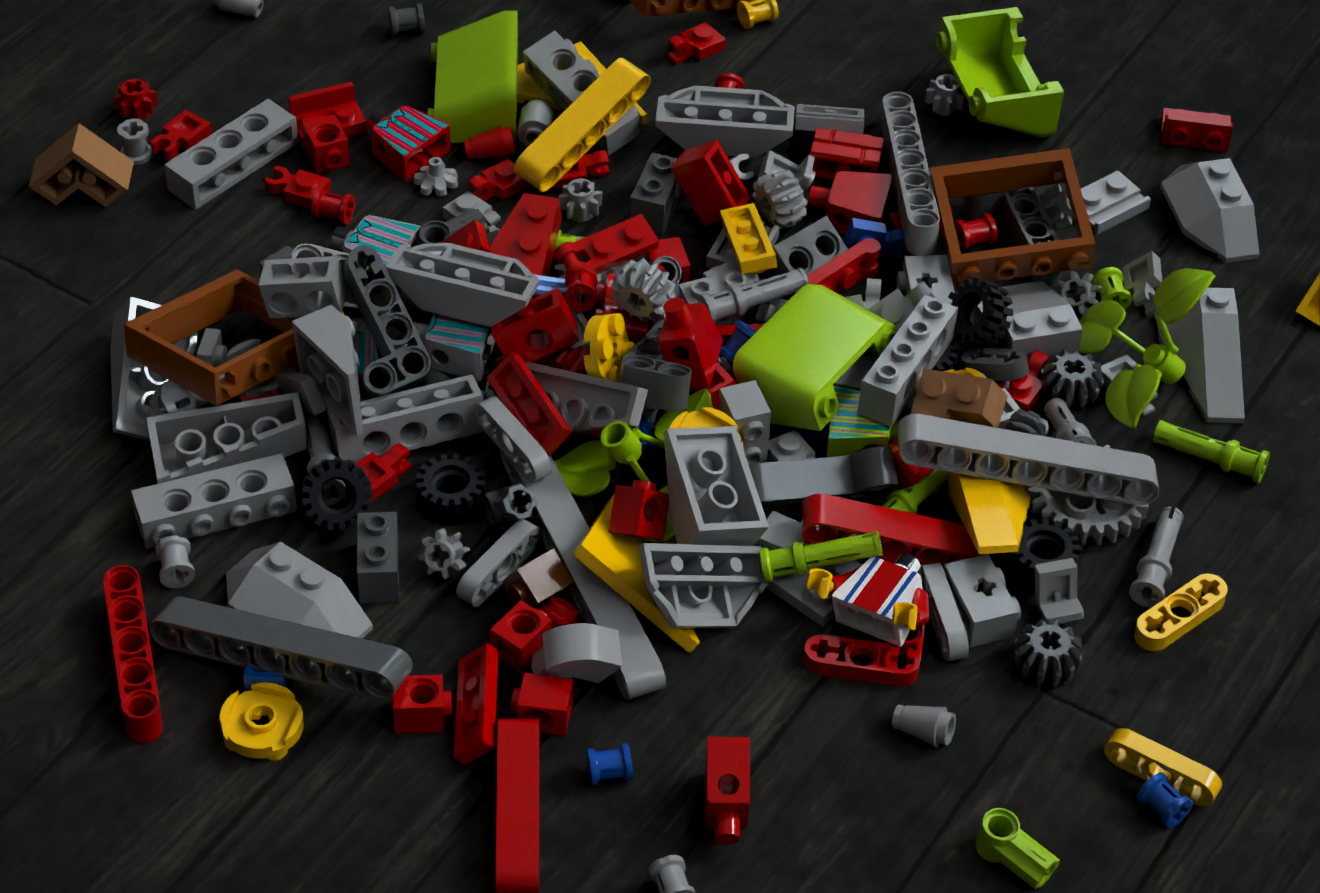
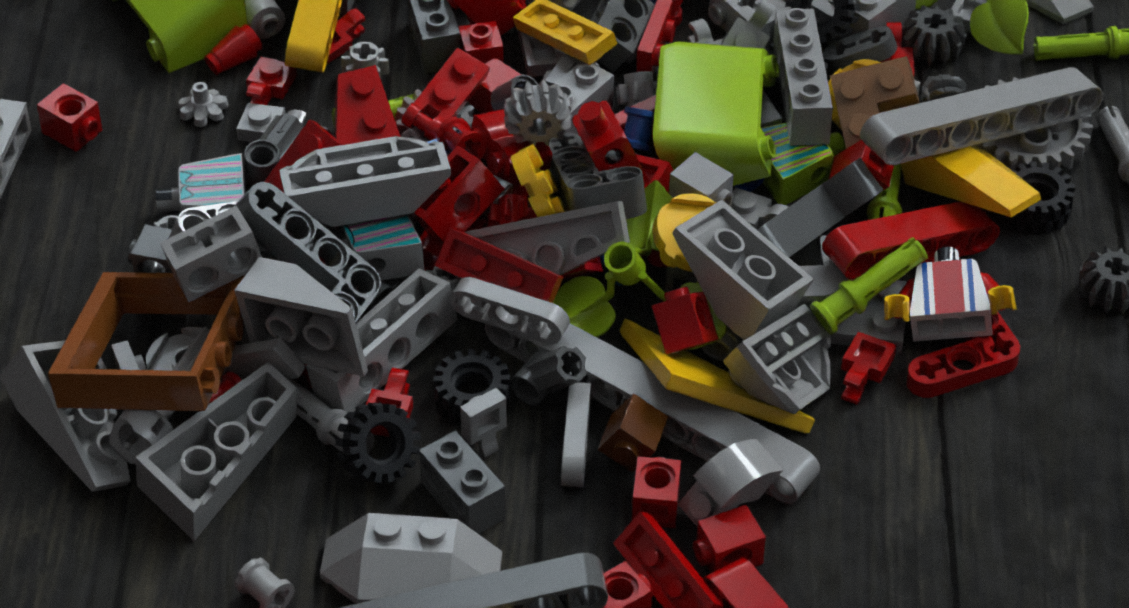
camera: 30 degrees left, 0 degrees up
(215, 500) = (253, 510): light grey brick -> none
(296, 188) = (76, 171): red plate -> none
(325, 102) = (40, 80): red bracket -> none
(333, 206) = (127, 174): red bush -> none
(408, 140) = (147, 80): red torso -> none
(426, 513) = (482, 419): none -> light grey plate
(446, 543) = (532, 449): light grey gear -> none
(560, 611) = (673, 450): red plate -> none
(609, 764) = (832, 567): blue bush -> none
(680, 221) = (482, 41): none -> red brick
(727, 787) = (959, 532): red torso -> none
(738, 299) = (609, 86): light grey pin -> none
(778, 616) = (865, 360): none -> red plate
(925, 723) = (1066, 392): light grey cone -> none
(944, 613) = (1030, 304): light grey beam -> none
(982, 600) = (1022, 261): light grey brick -> none
(1057, 591) = (1078, 224): light grey bracket -> none
(1065, 423) = (973, 76): light grey pin -> none

